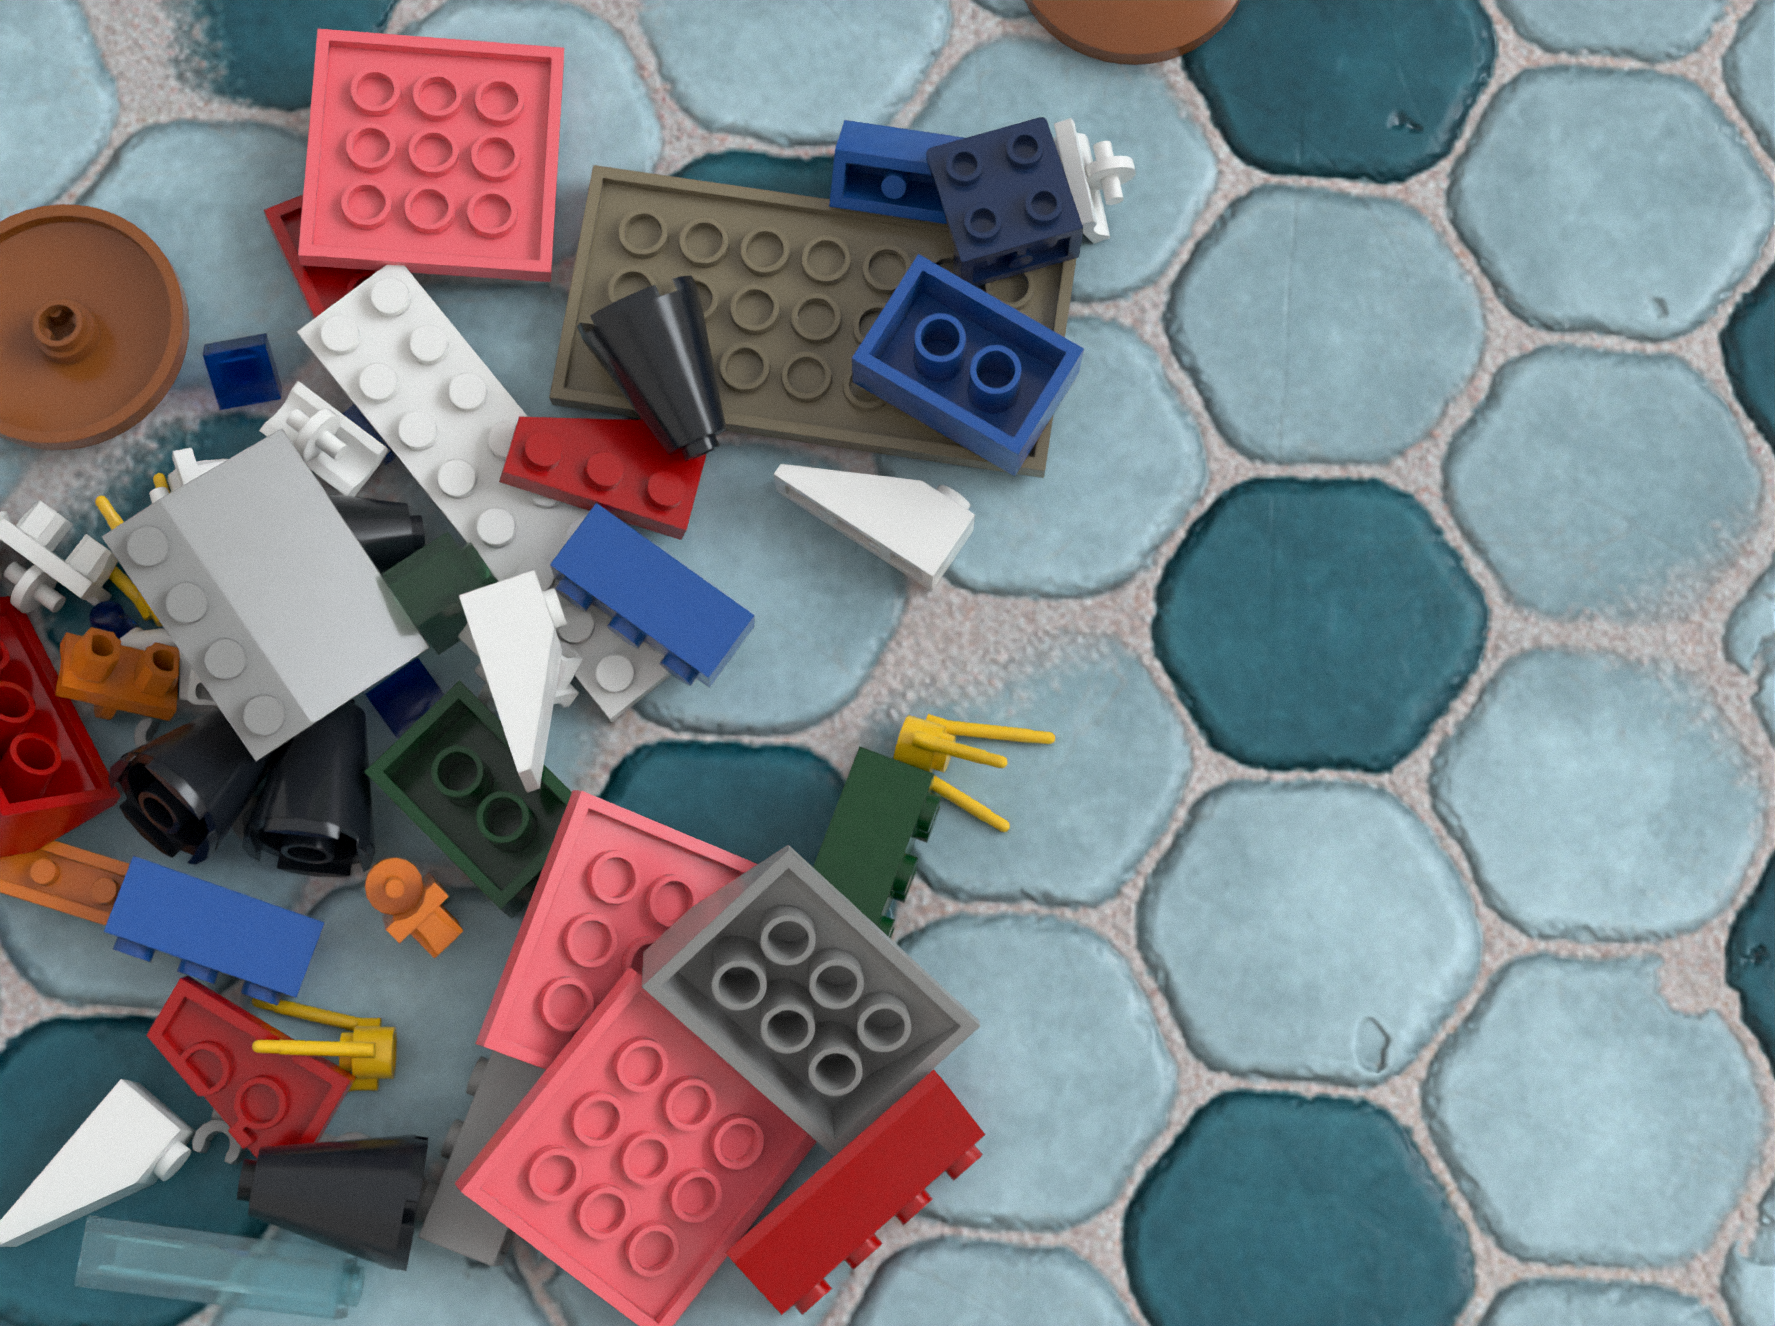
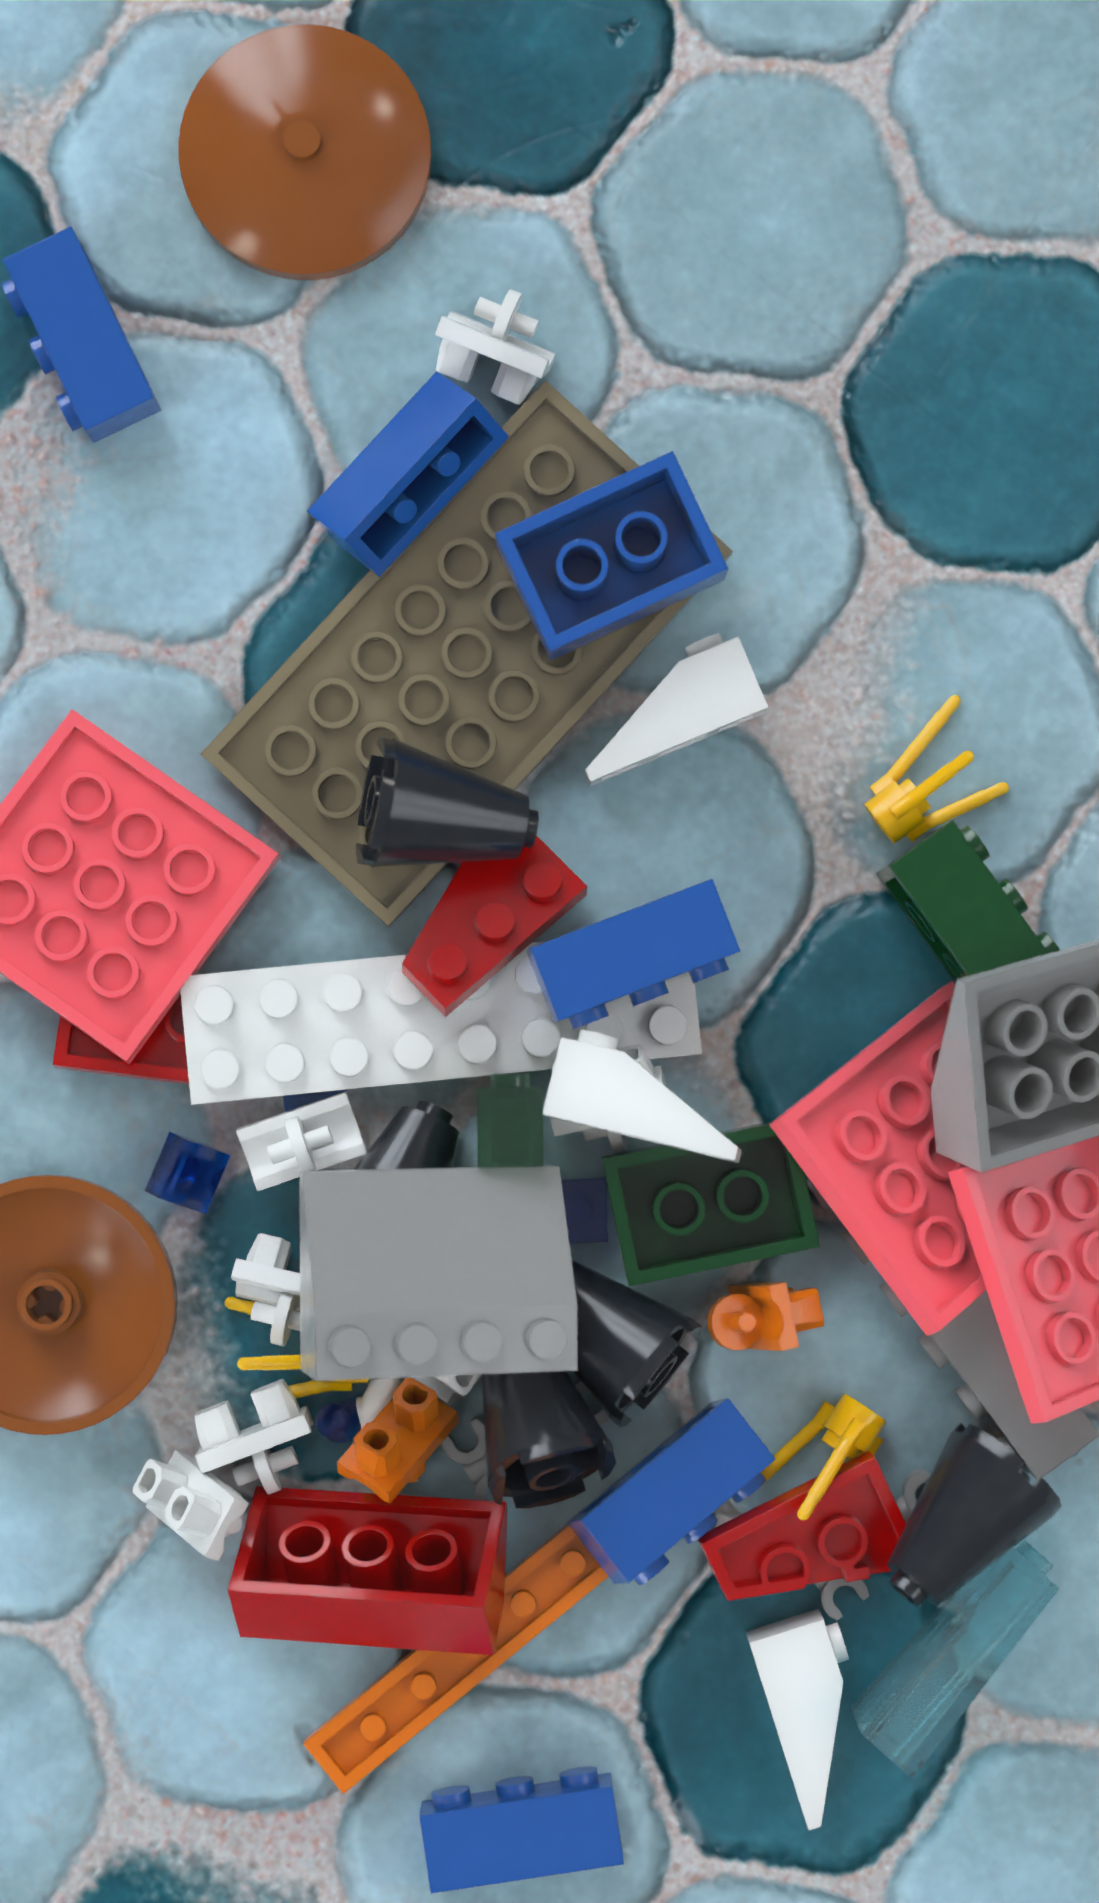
camera: 55 degrees left, 10 degrees up
(1006, 202) = (484, 424): dark blue bracket -> none

